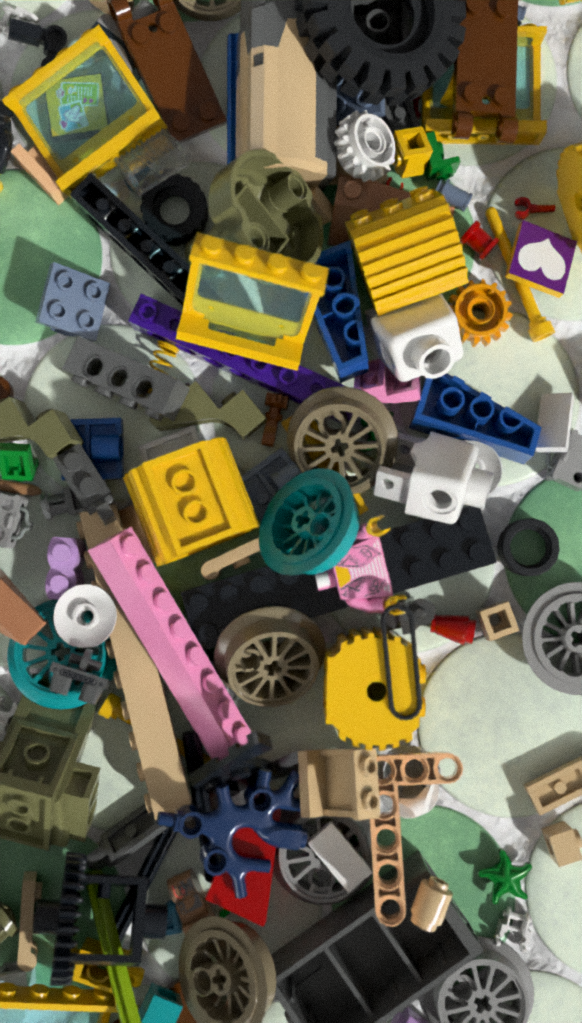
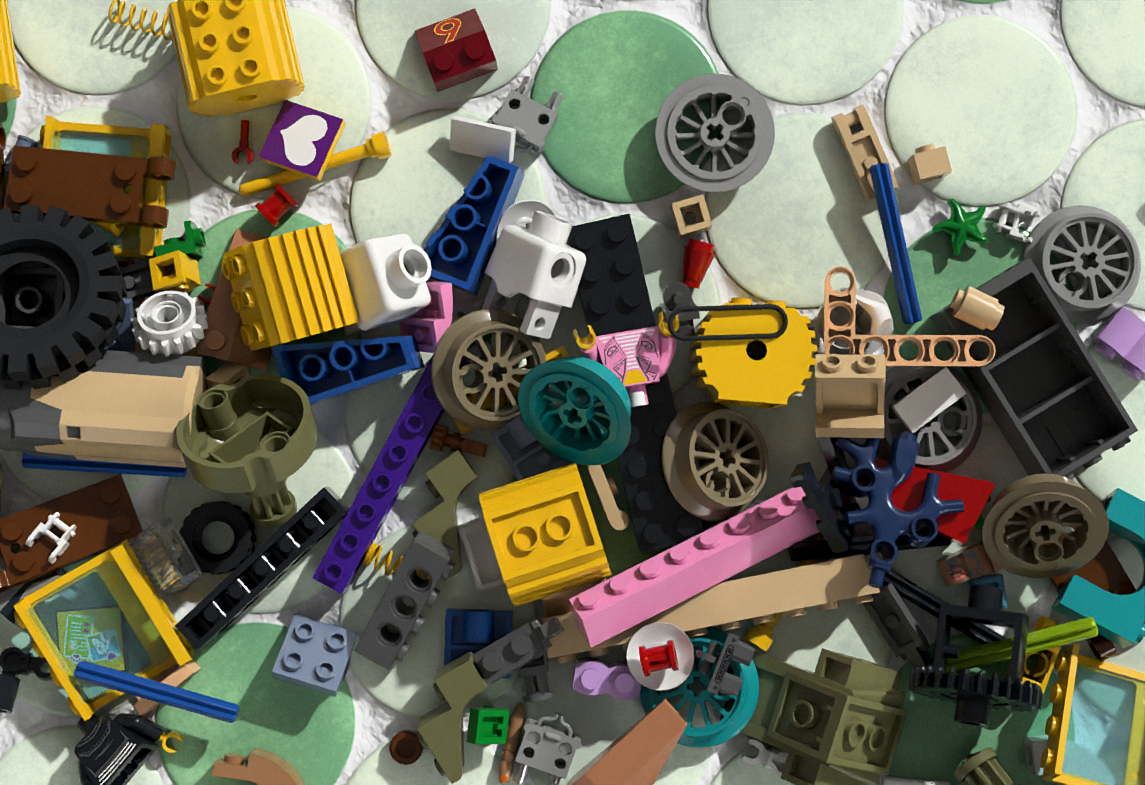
camera: 90 degrees left, 0 degrees up
(27, 948) = (981, 737): tan plate -> none
(31, 161) = (156, 691): none -> blue axle
(81, 614) = (658, 658): none -> red bush
(159, 67) = (61, 542): none -> white piece
(249, 301) = (339, 458): panel -> none
(453, 194) = (223, 231): sand blue pin -> none
(486, 815) = (895, 243): none -> blue axle
(493, 305) = (352, 194): light orange gear -> none
(551, 544) = (614, 152): black tyre -> none

